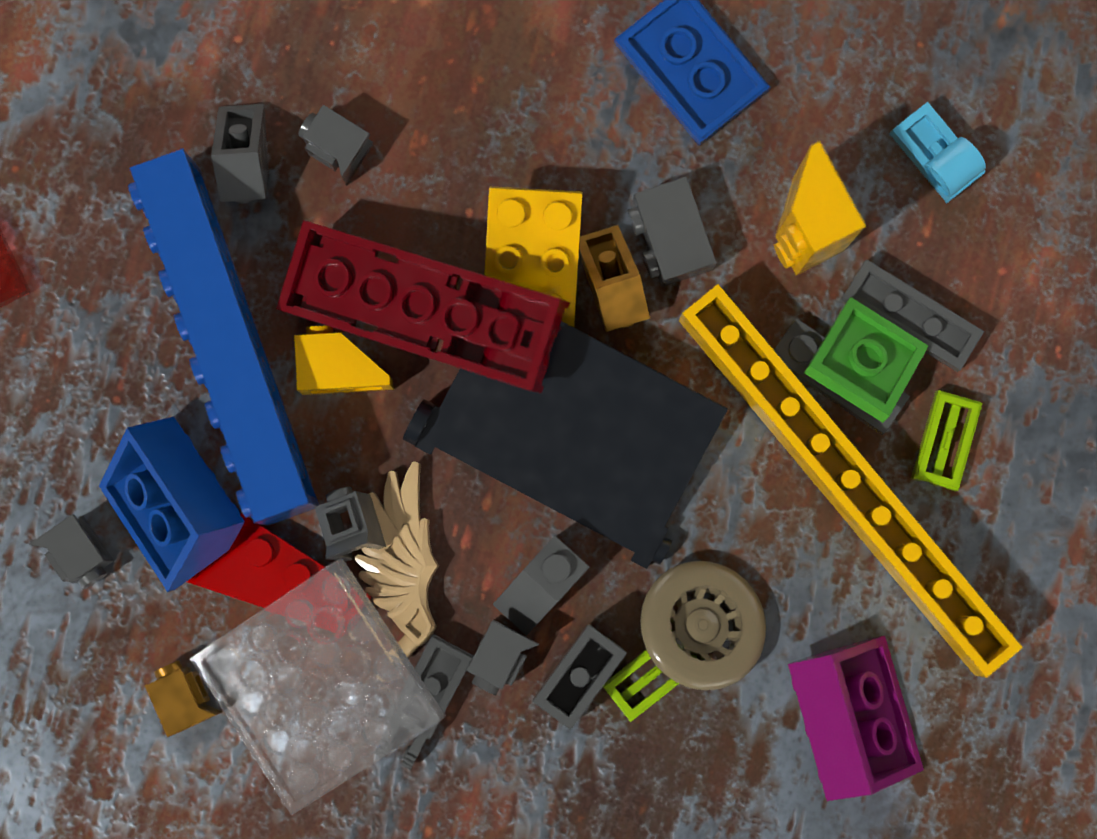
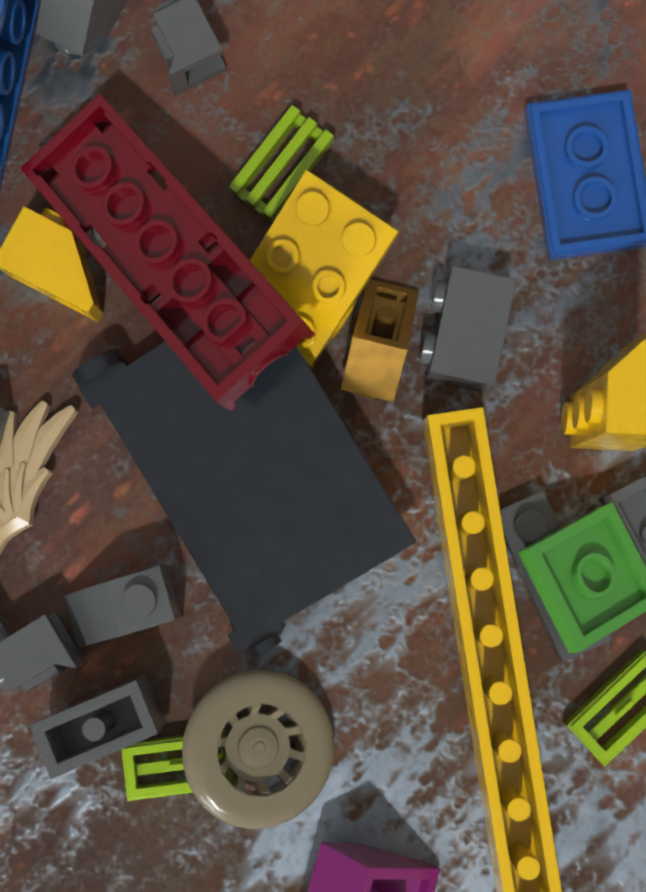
camera: 30 degrees right, 0 degrees up
(463, 152) = (307, 129): none -> lime tile

